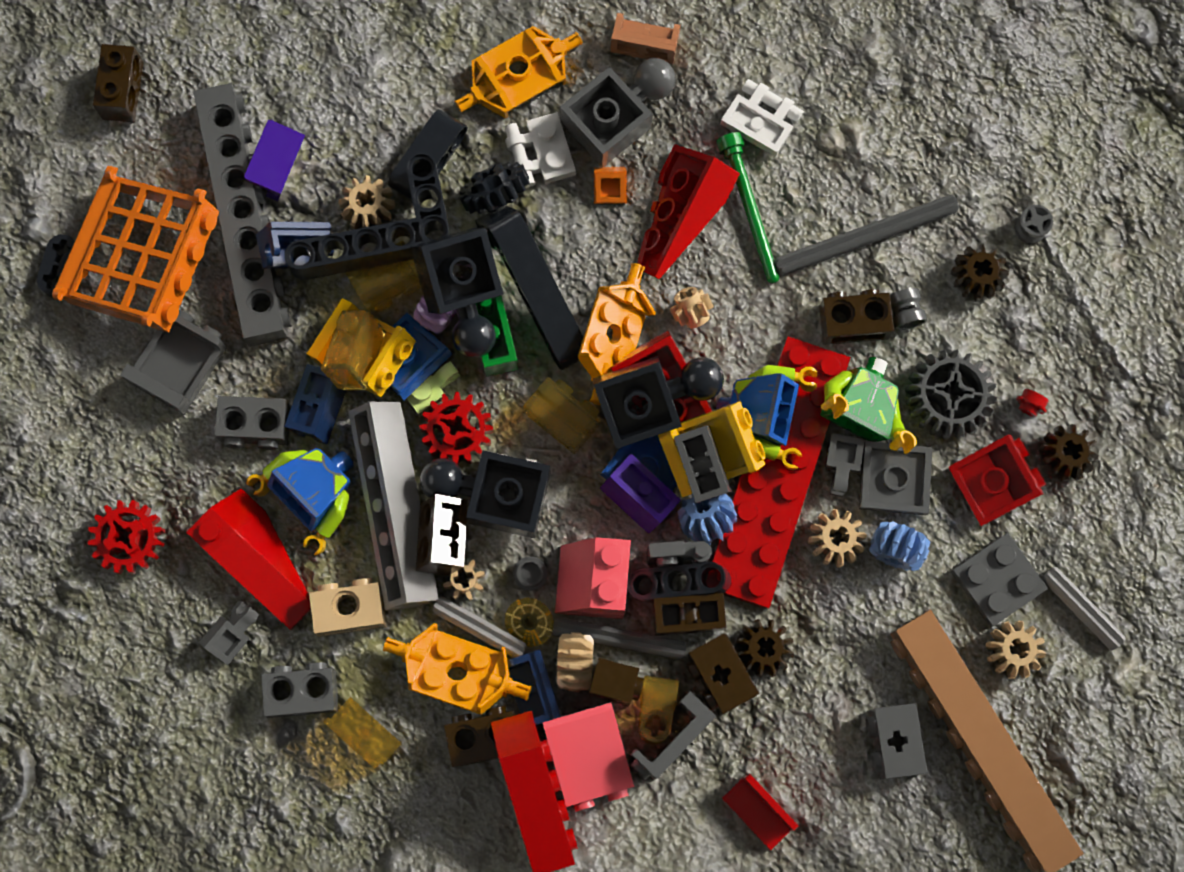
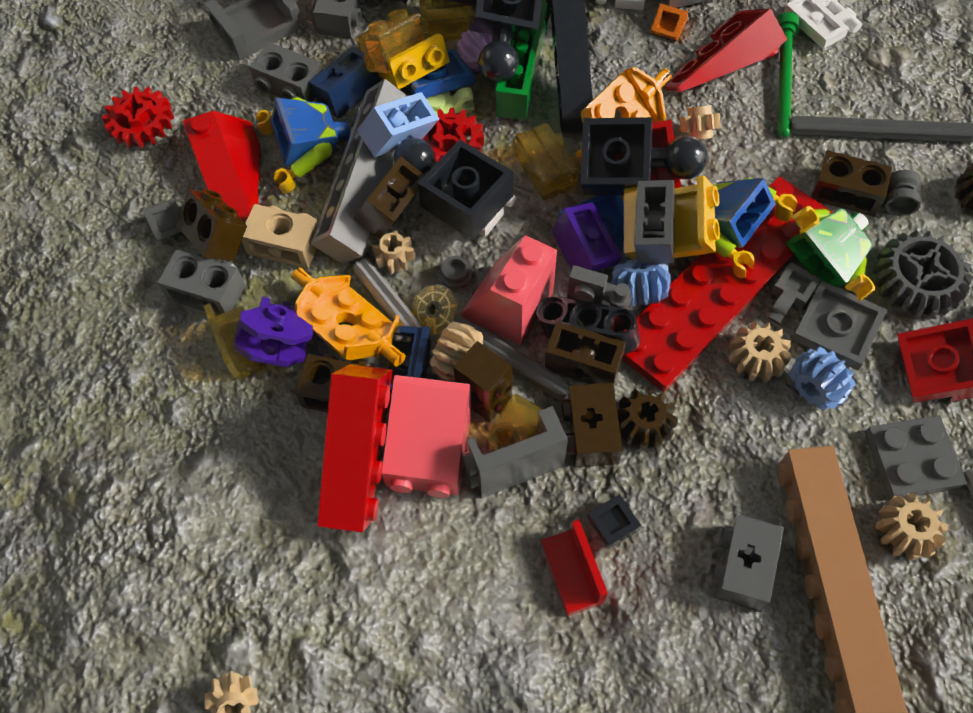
camera: 30 degrees right, 15 degrees down
(280, 634) = (211, 225): none -> dark brown brick
(398, 715) = (272, 334): none -> dark purple hinge
(413, 456) = (395, 122): none -> light blue brick
(775, 754) = (614, 521): none -> black plate

